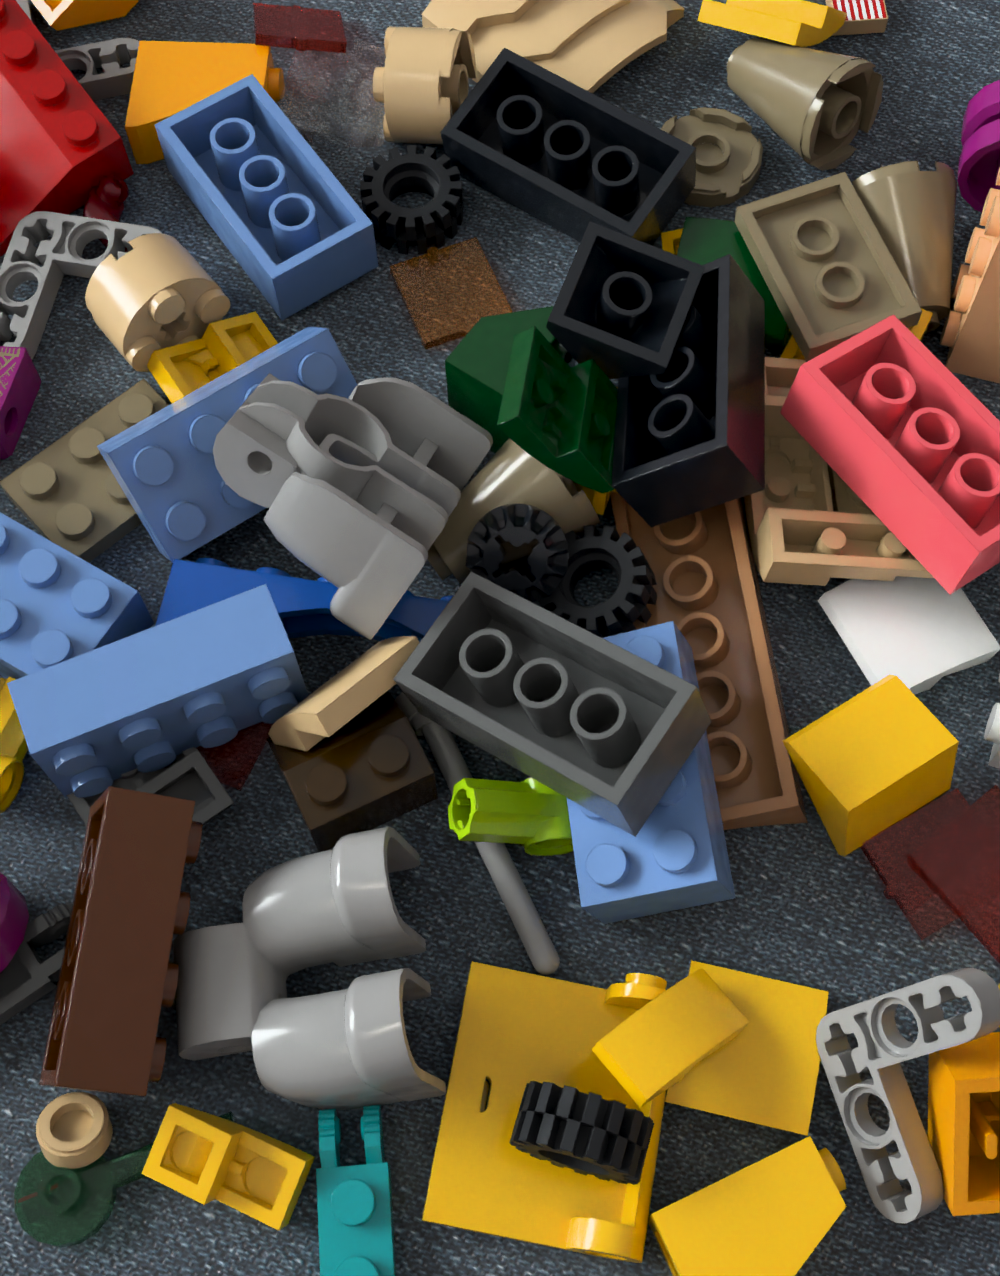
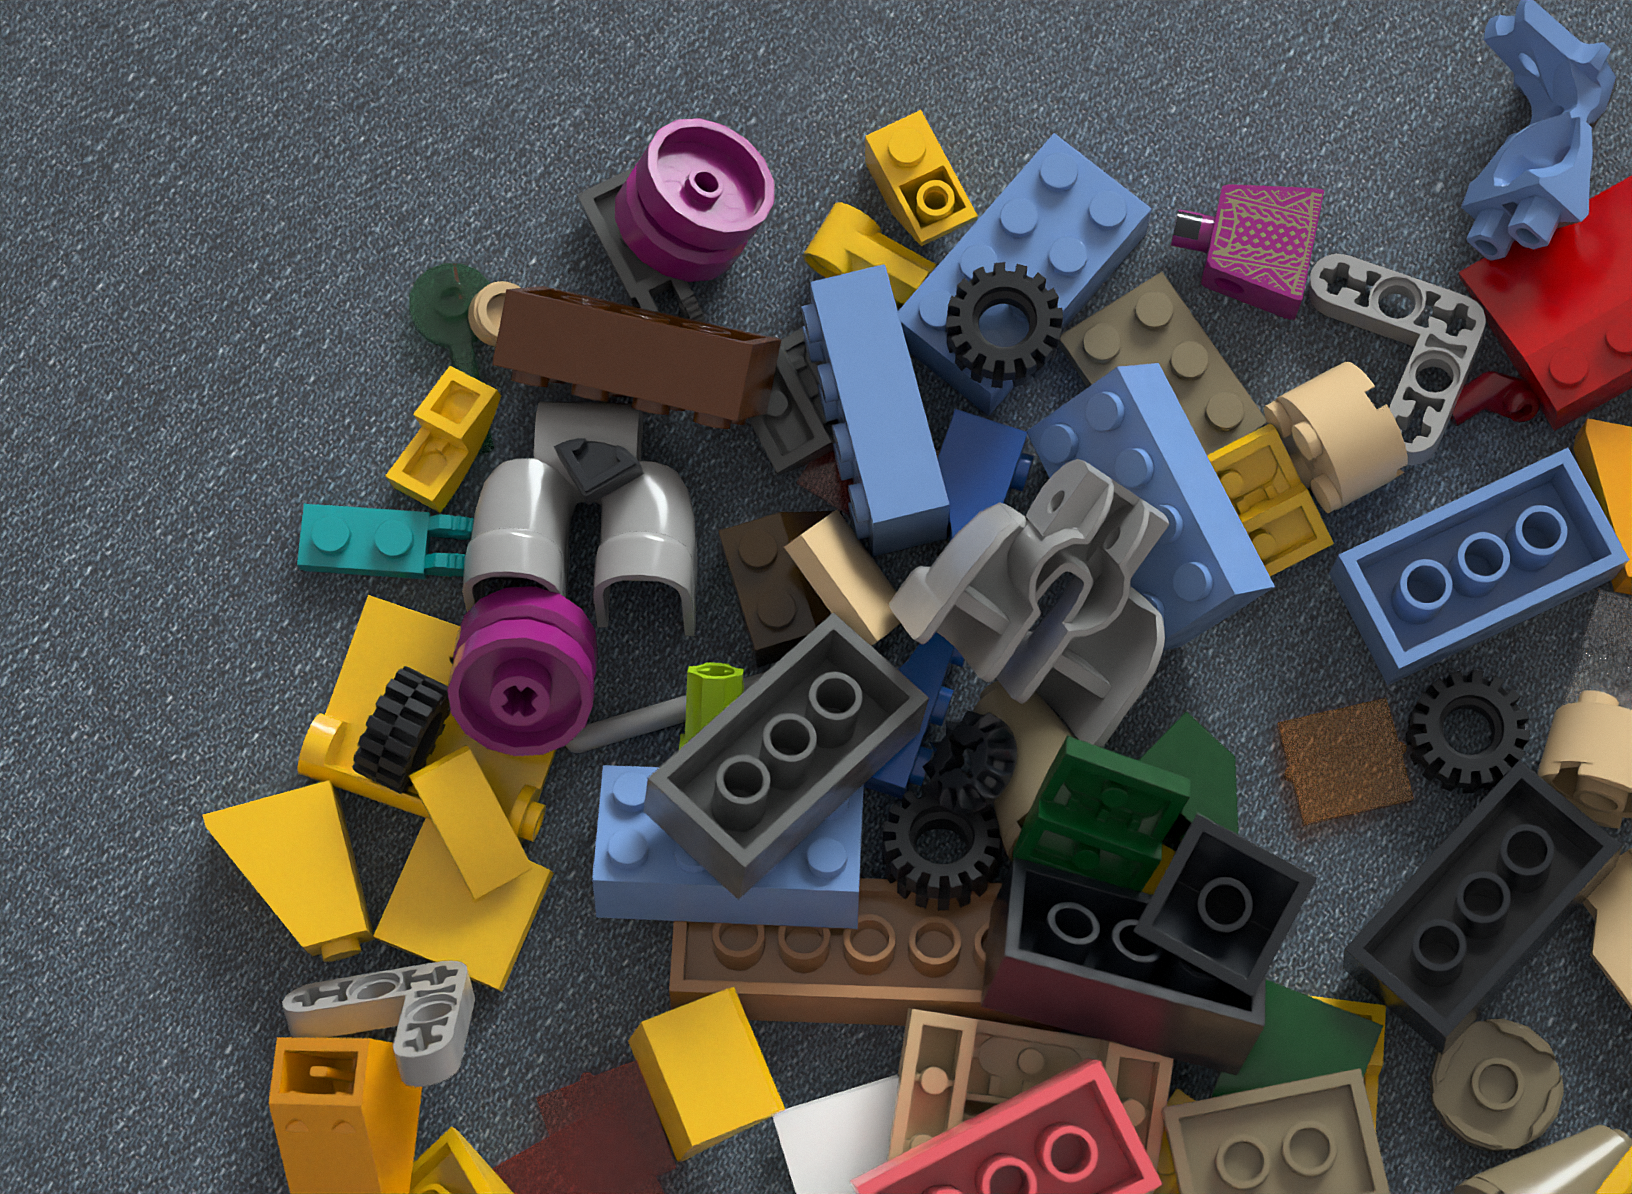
camera: 100 degrees right, 10 degrees up
(52, 542) = (1008, 288): none -> black tyre
(256, 957) = (597, 467): none -> black tile
(499, 998) = (523, 671): none -> magenta wheel

